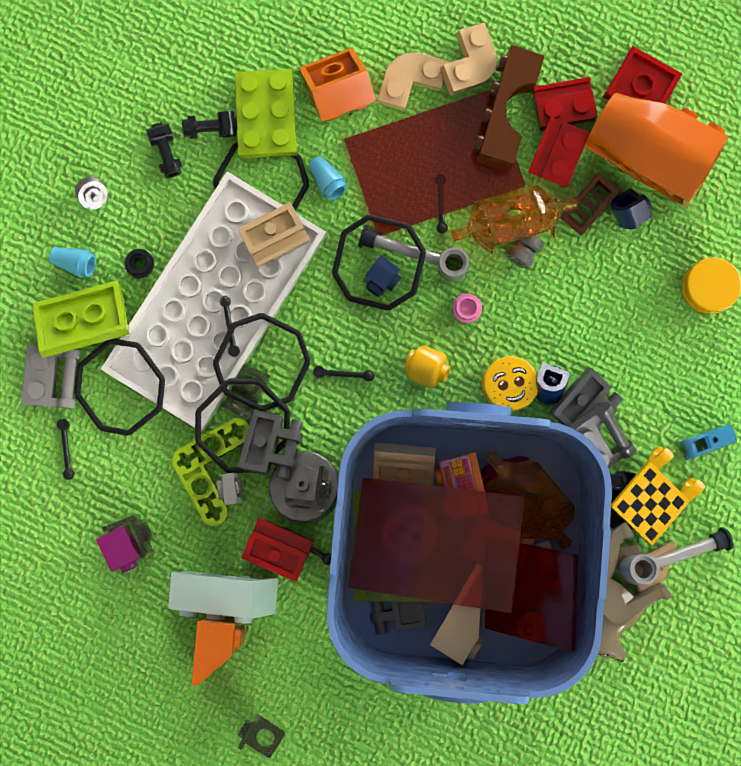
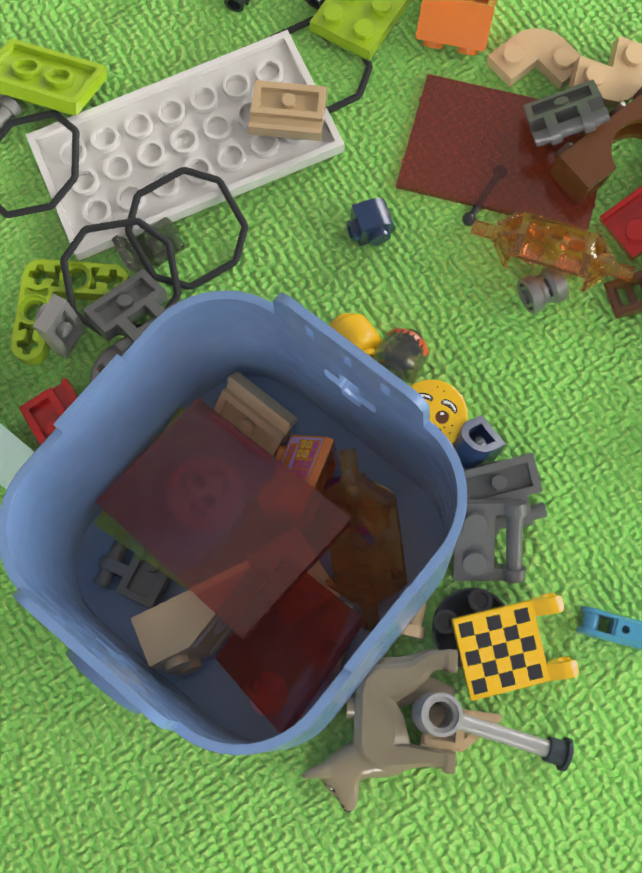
camera: 40 degrees right, 10 degrees down
(76, 261) = (80, 25): medium azure cone -> none
(133, 257) = (139, 57): black plate -> none
(225, 302) = (166, 196): black hinge -> none
(319, 372) = (239, 280): black hinge -> none
(329, 180) = (383, 100): medium azure cone -> none
(371, 238) = (451, 243): light grey piece -> none
(418, 270) = (408, 242): black piece -> none
(457, 111) = (566, 113): none -> dark grey plate
(464, 356) = (402, 353): none -> clear smoke head
(467, 308) = (438, 312): bright pink plate -> none

